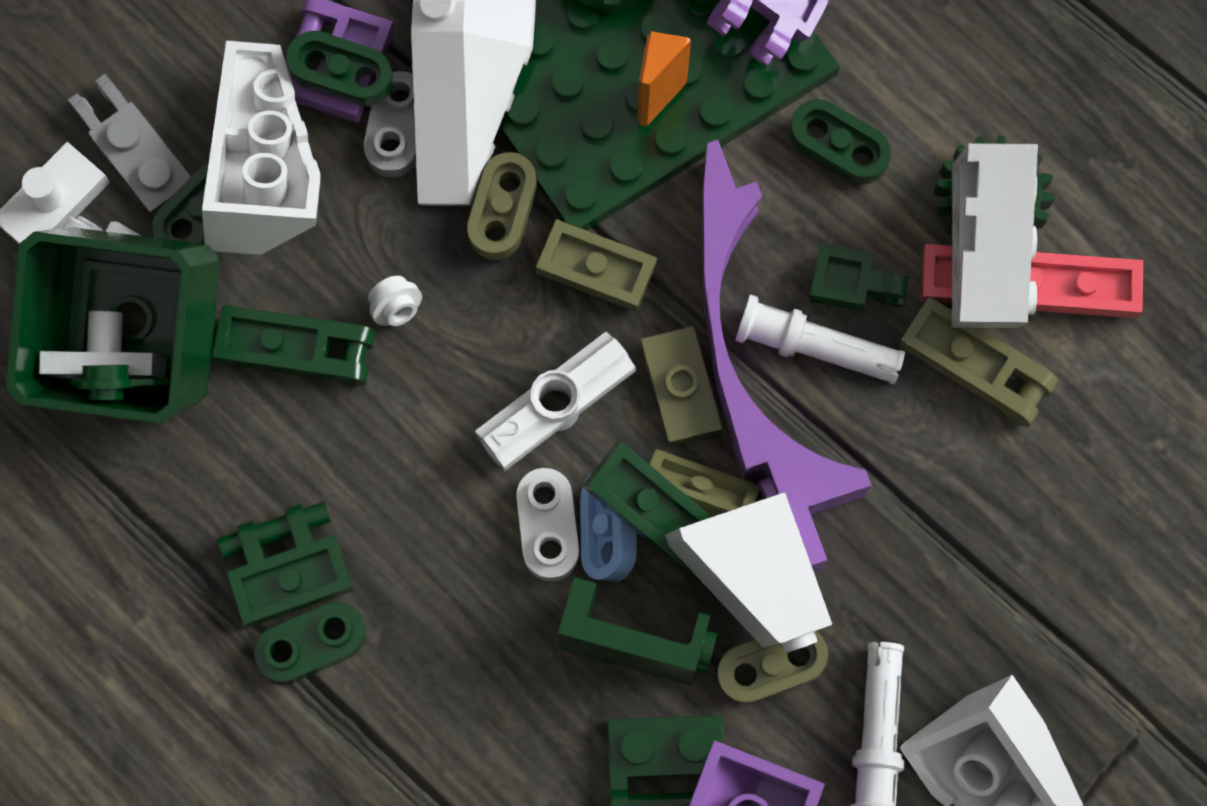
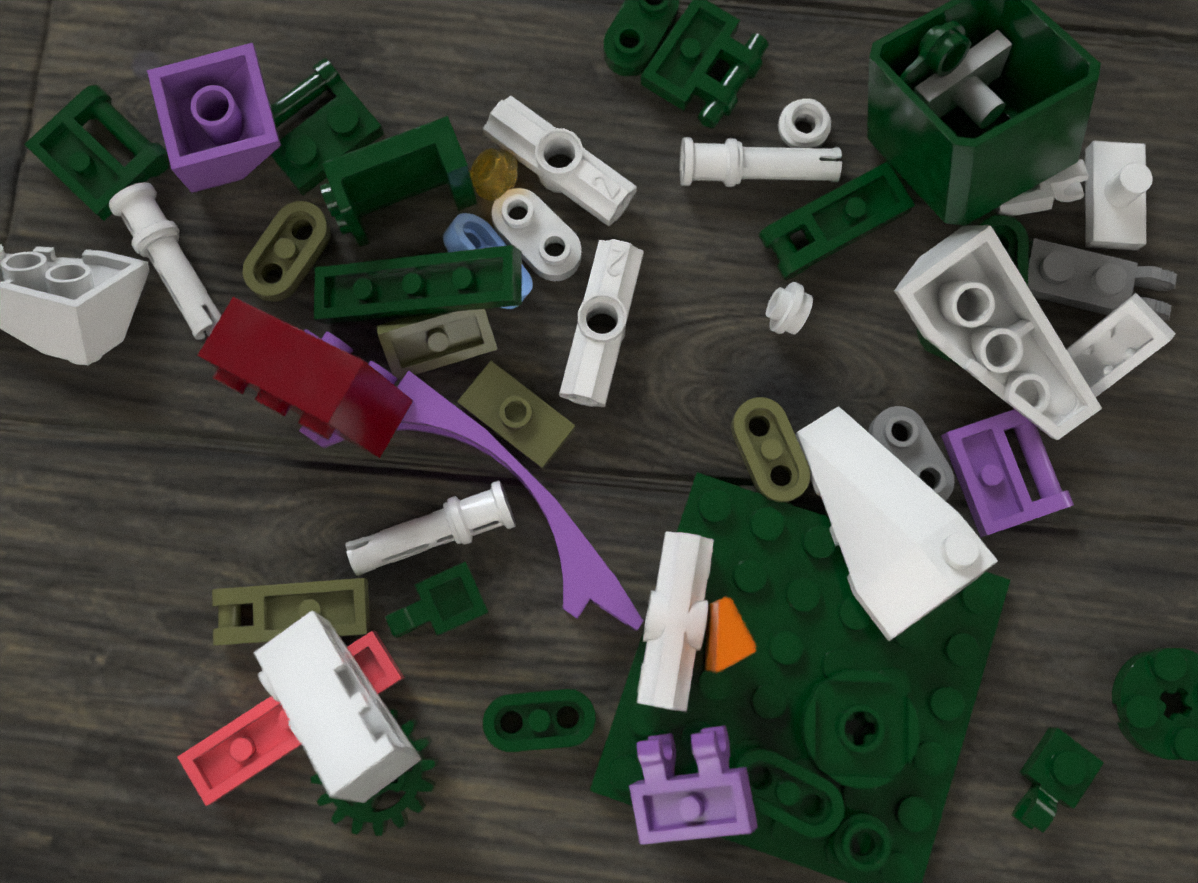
camera: 140 degrees right, 5 degrees up
(173, 75) = (1119, 343): none -> white tile
(239, 433) = (807, 111): none -> white plate
(335, 456) = (734, 162): none -> white pin
(342, 68) = (989, 452): dark green plate -> none
(487, 600) = (535, 140): none -> white piece
(551, 607) = (494, 173): none -> clear yellow plate
(596, 265) = (656, 458): olive plate -> none
(683, 124) = (675, 621): none -> white piece
(757, 571) = (340, 287): white slope -> none
(842, 509) = (306, 376): none -> dark red wedge

